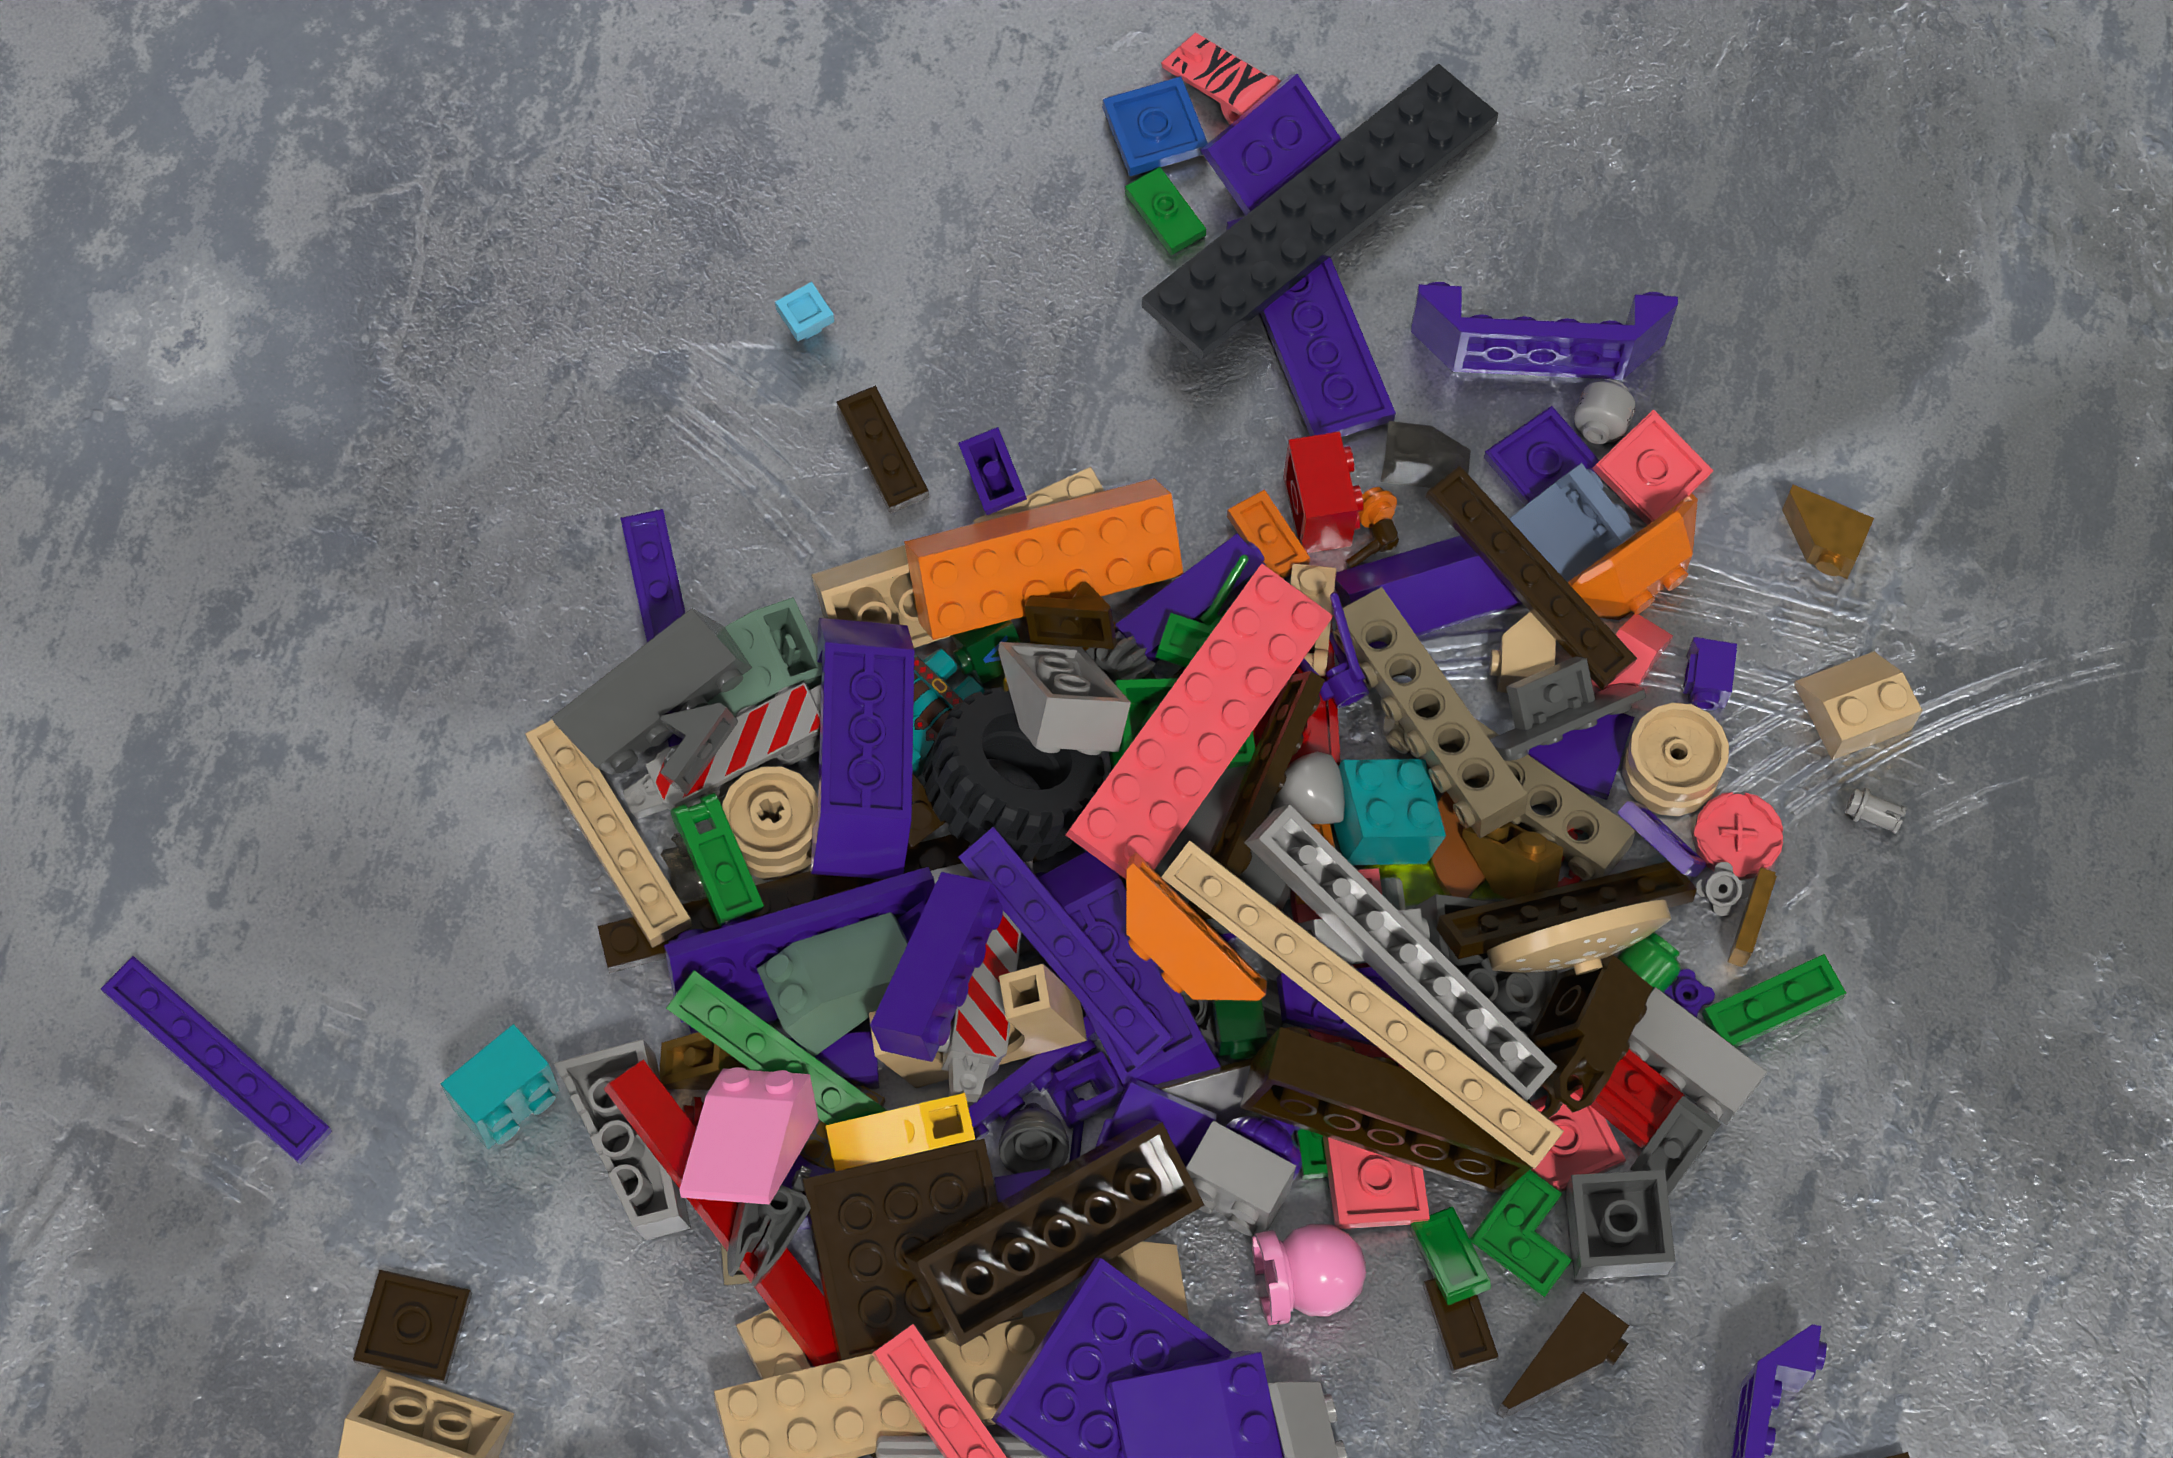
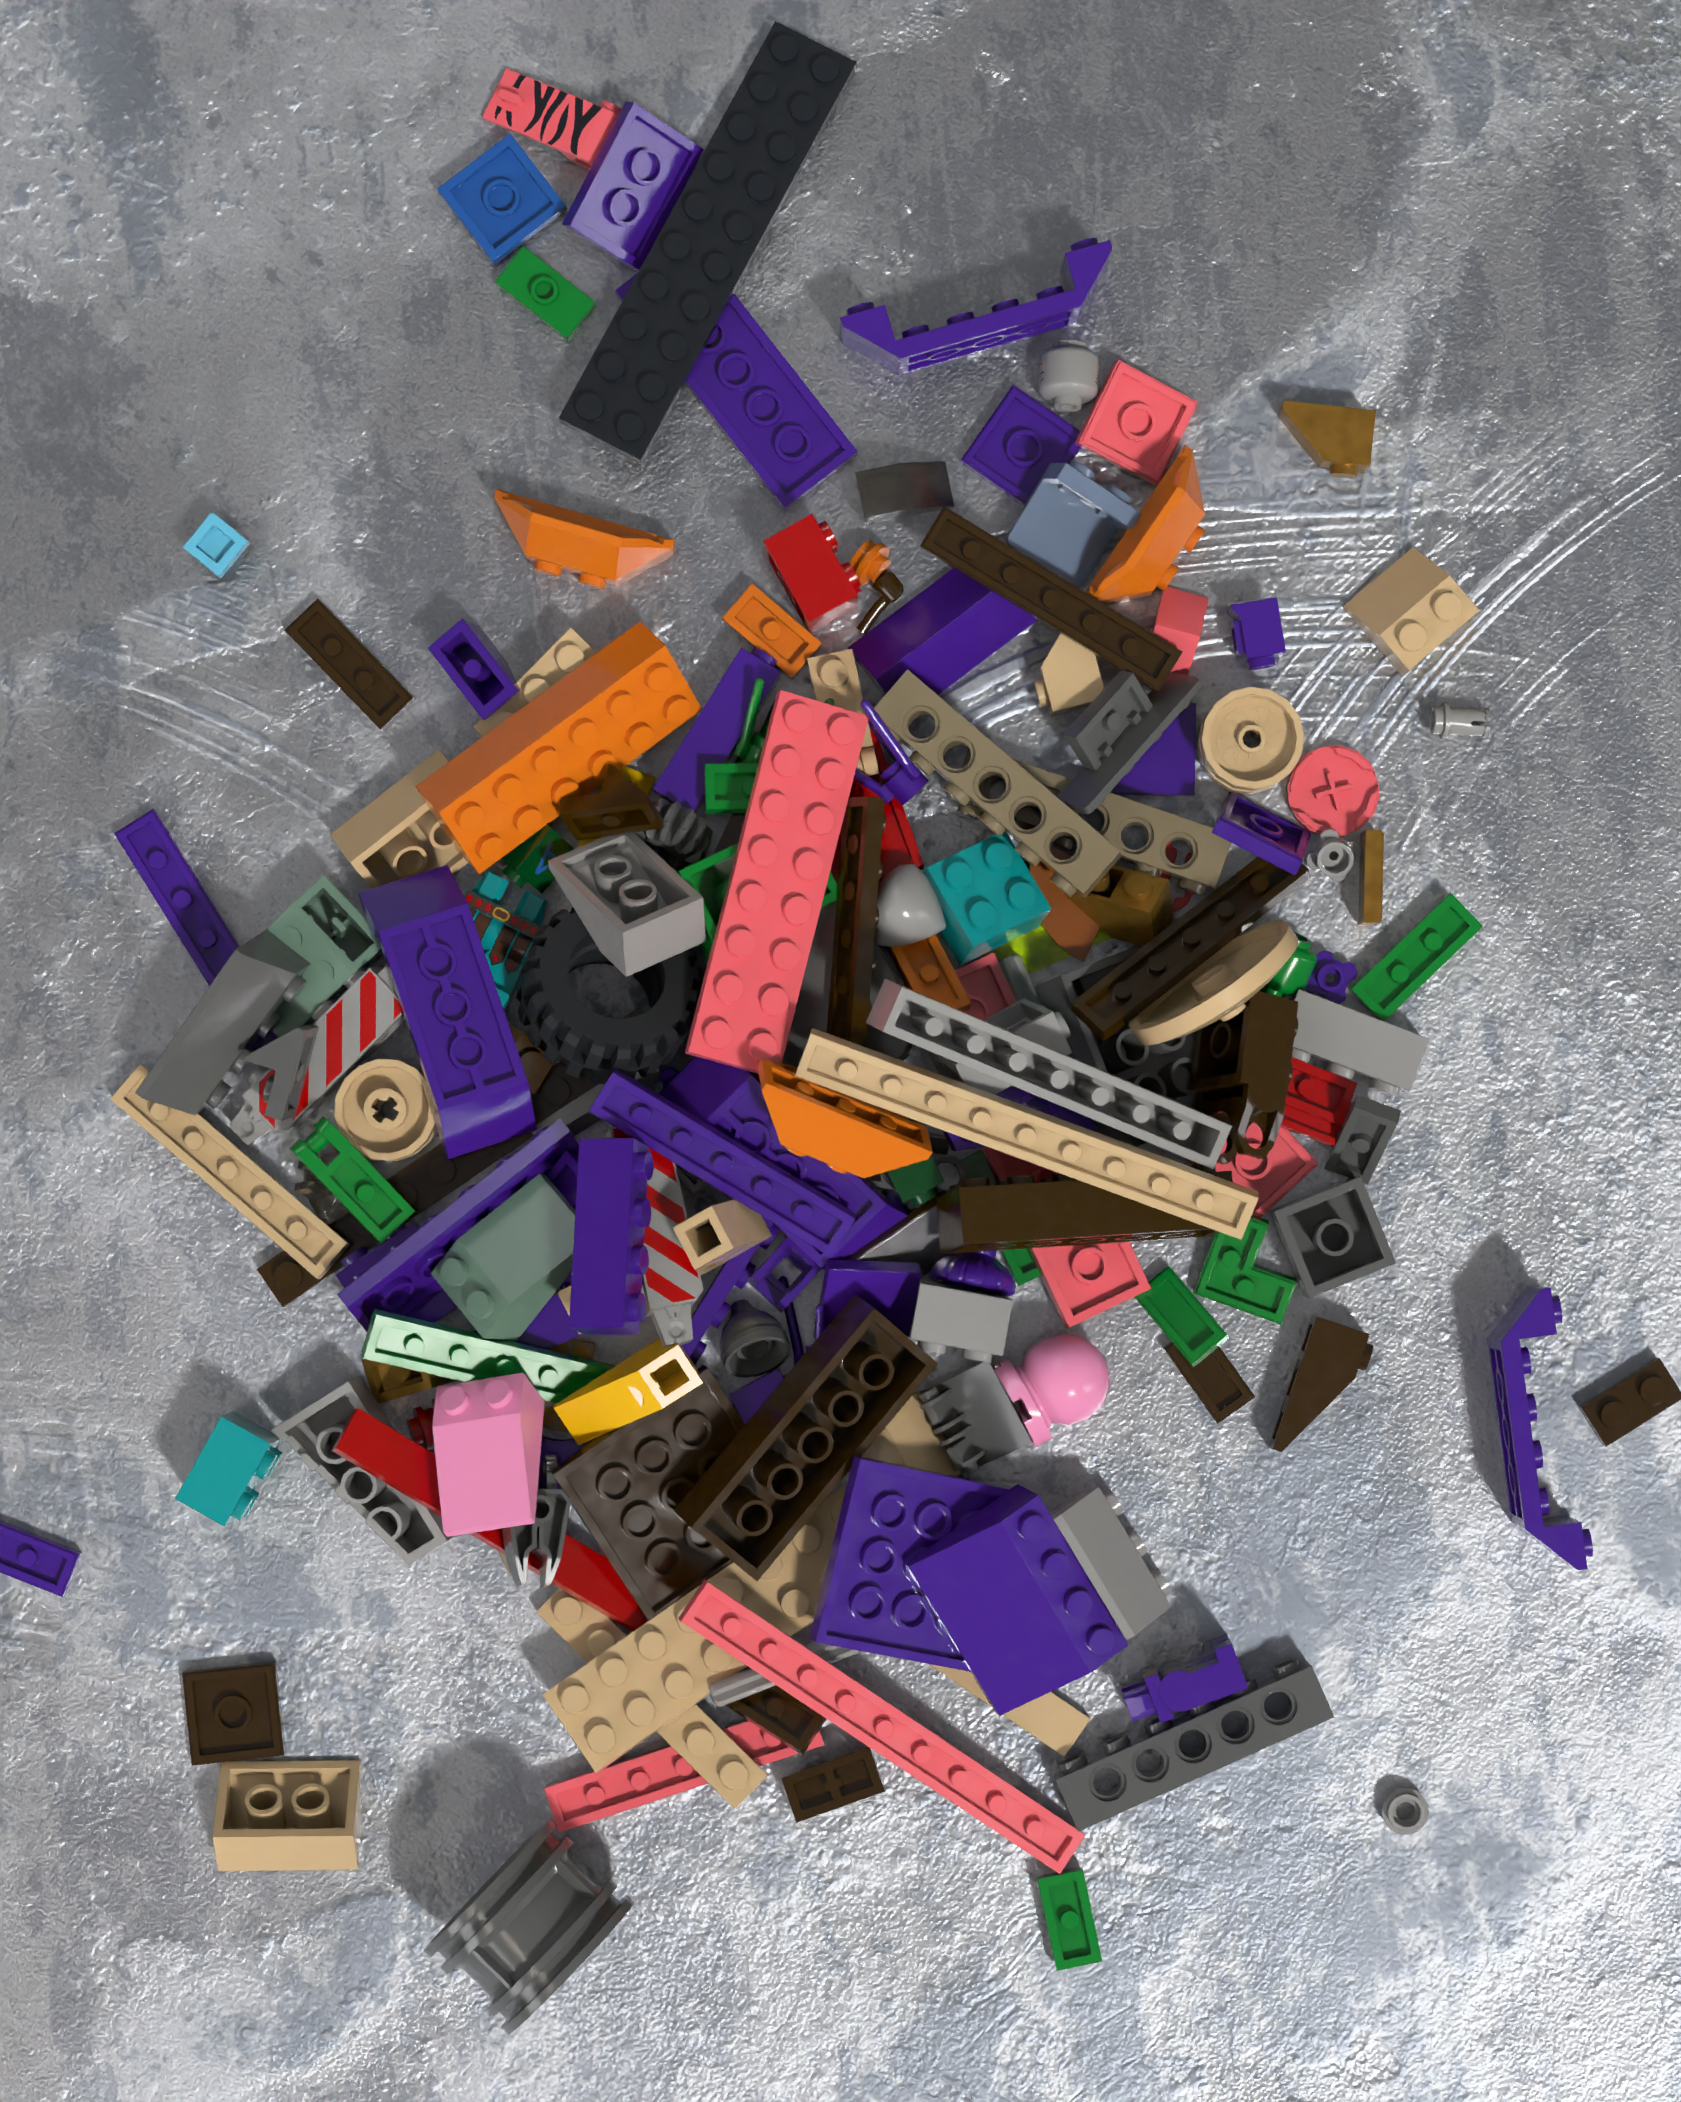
camera: 20 degrees left, 20 degrees up
(1125, 411) = (580, 543): none -> orange wedge
(1222, 1279) = (975, 1418): none -> dark grey hinge

